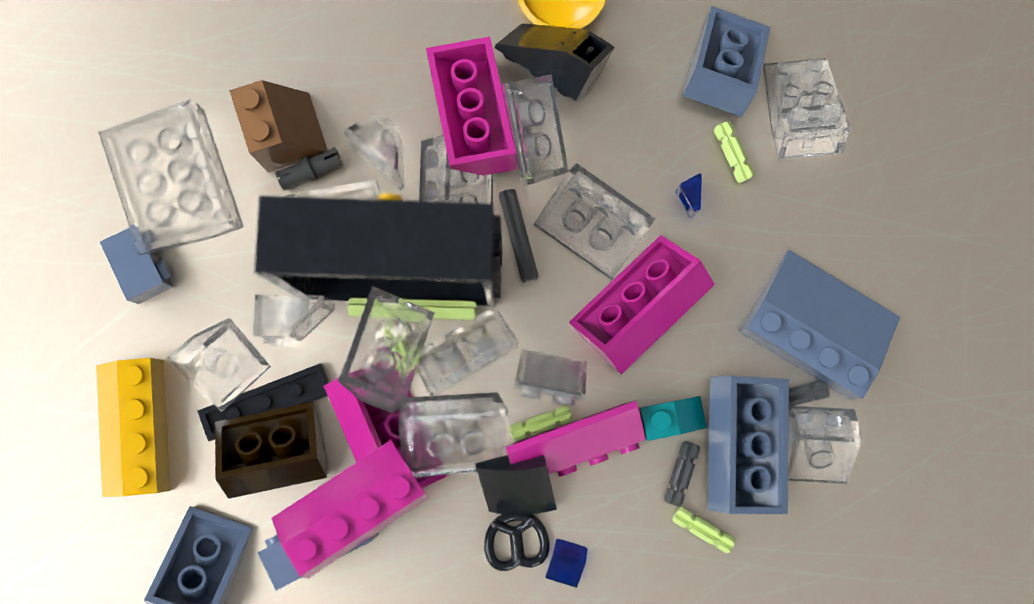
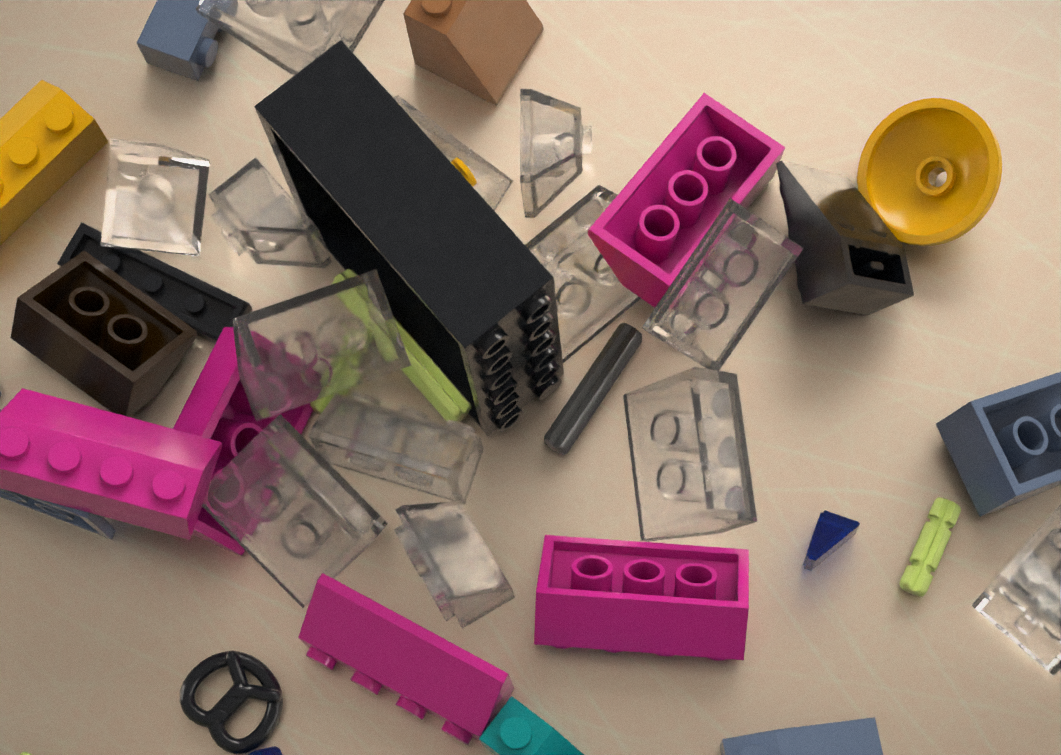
camera: 60 degrees right, 10 degrees down
(309, 168) = (457, 99): dark grey pin -> none
(516, 487) = (294, 636): black slope -> none
(541, 423) = (398, 603): yellowish green axle -> none

